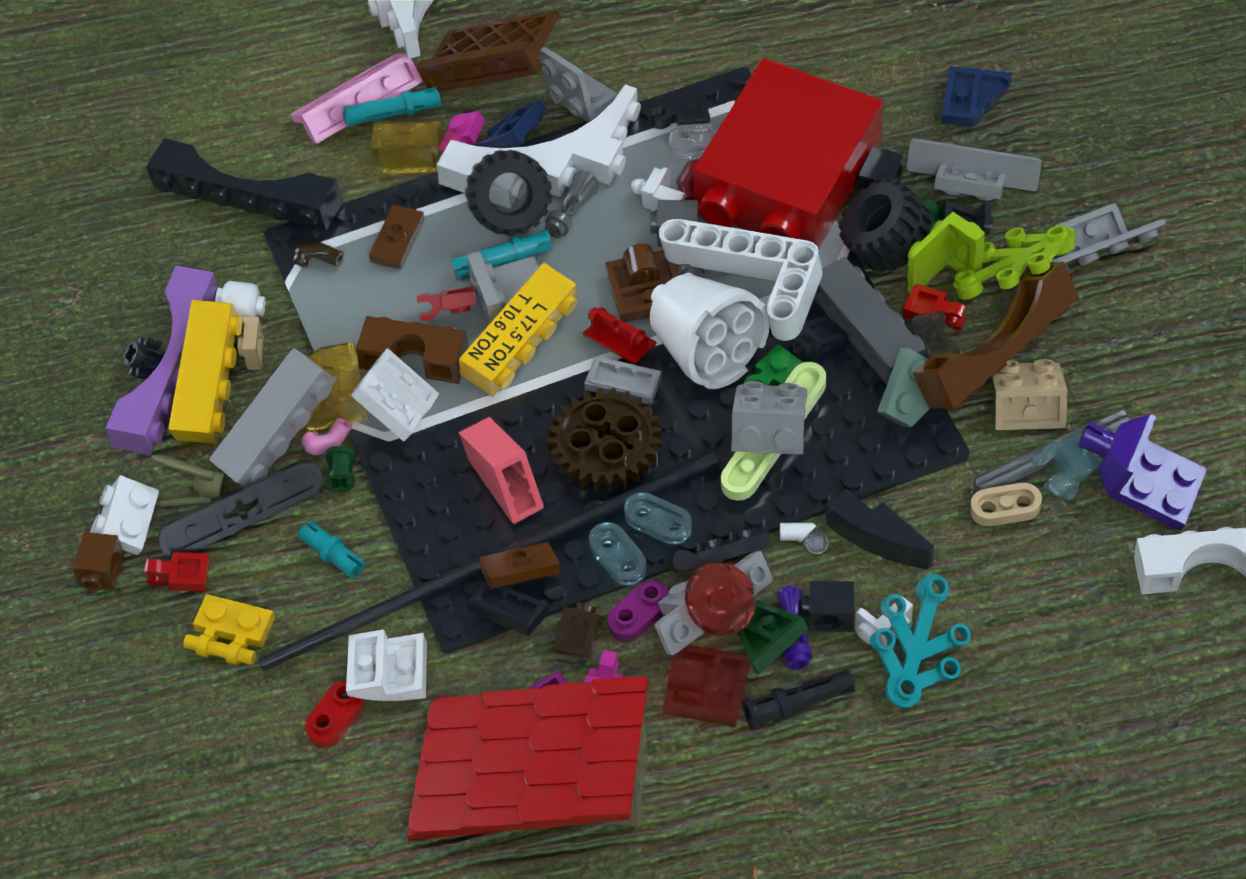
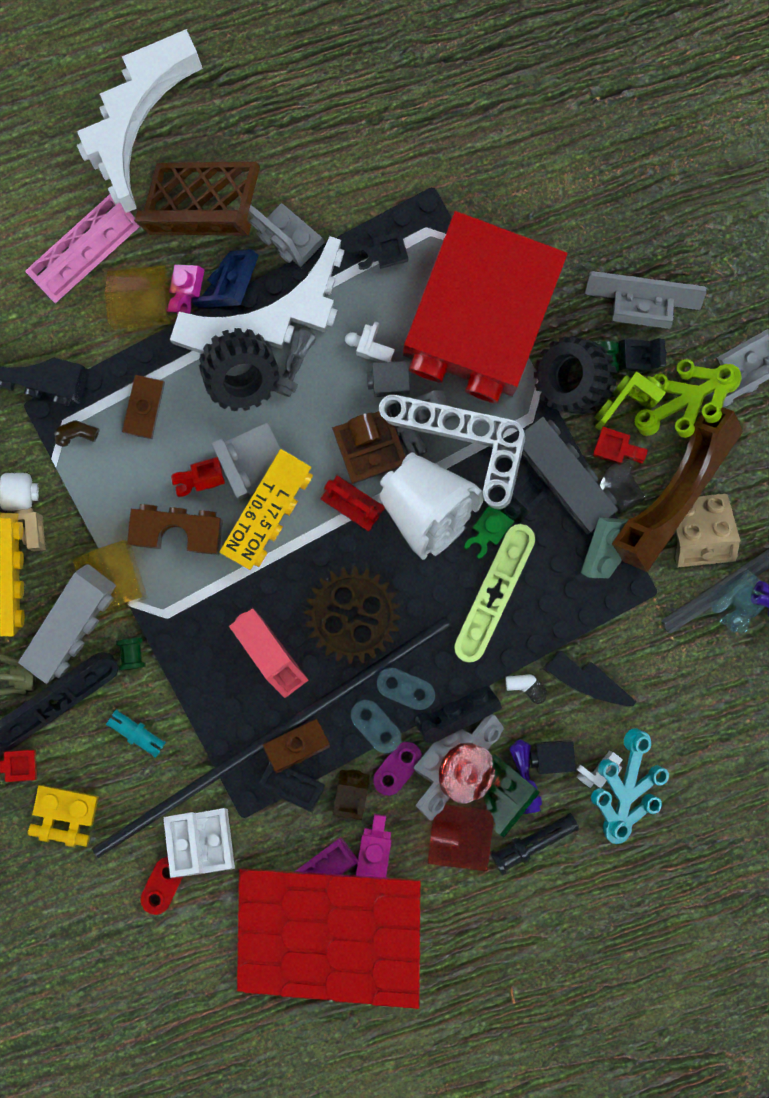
camera: 10 degrees left, 30 degrees up
(318, 444) = (117, 626): bright pink arm -> none
(384, 108) = (118, 260): teal pin -> none
(395, 394) = (167, 586): white slope -> none
(507, 252) = (239, 422): teal pin -> none
(623, 377) = (361, 551): light grey plate -> none
(685, 180) = (394, 324): dark red arm -> none
(691, 139) = (402, 280): clear plate -> none
(769, 418) = (492, 589): light grey bracket -> none
(880, 165) = (564, 307): black brick -> none
(972, 94) = (638, 208): dark blue wing -> none
(1004, 504) = (689, 644): tan plate -> none

